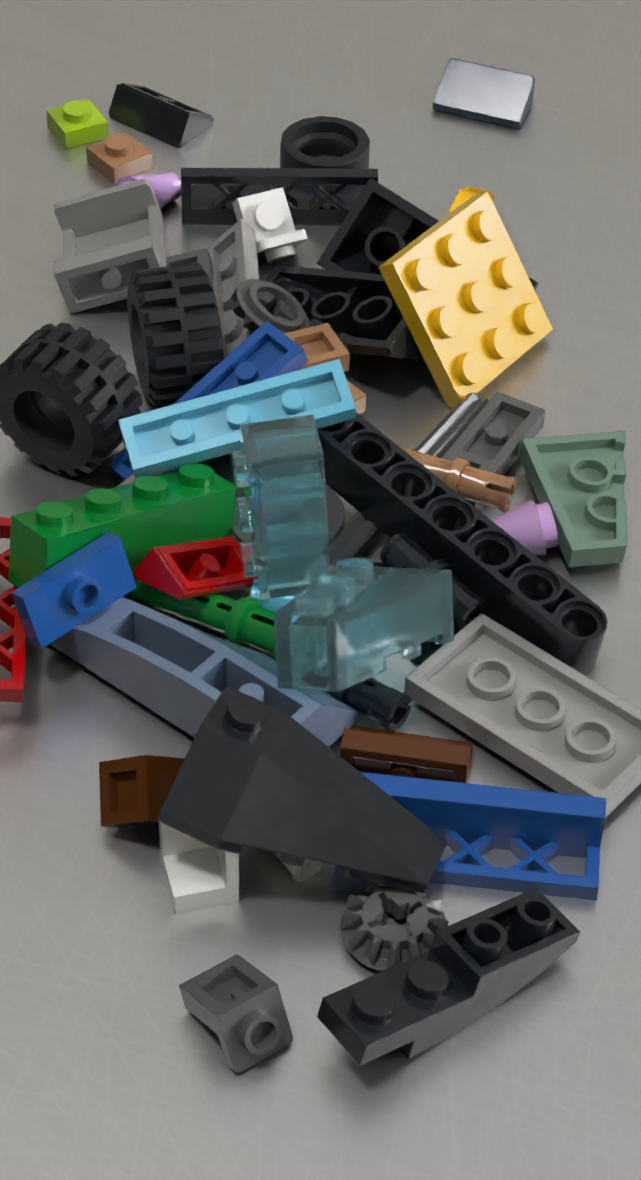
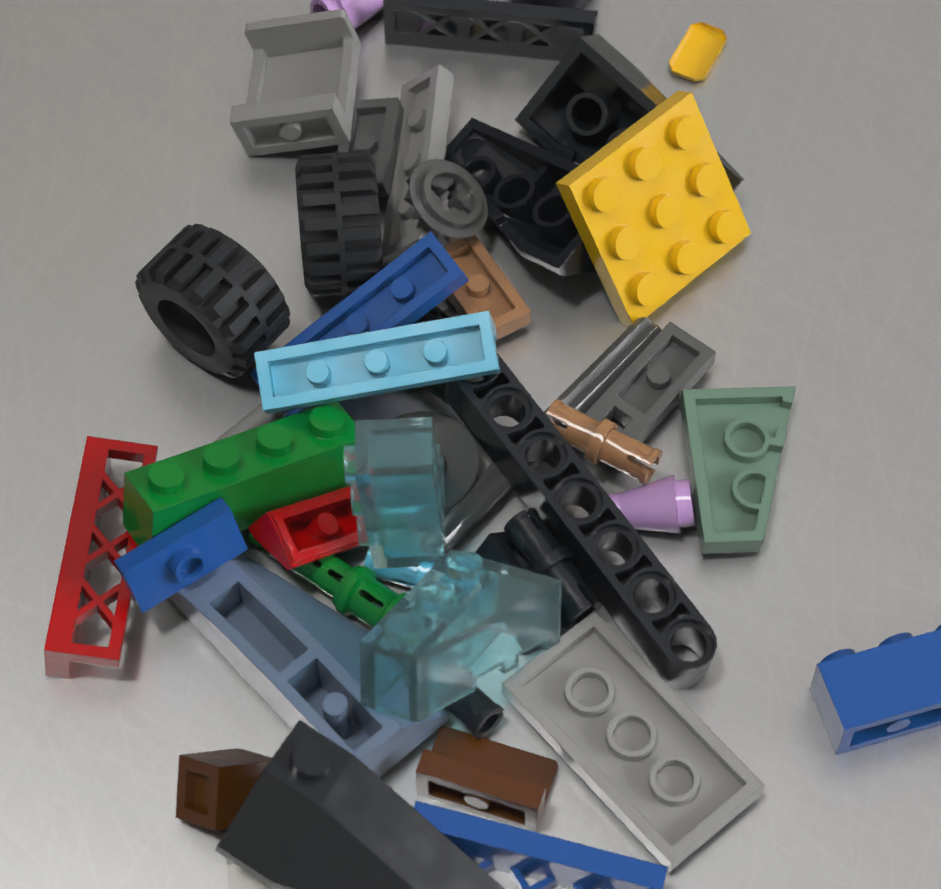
camera: 10 degrees right, 15 degrees up
(272, 222) = (474, 64): white bracket -> none
(320, 345) = (483, 257): medium nougat plate -> none

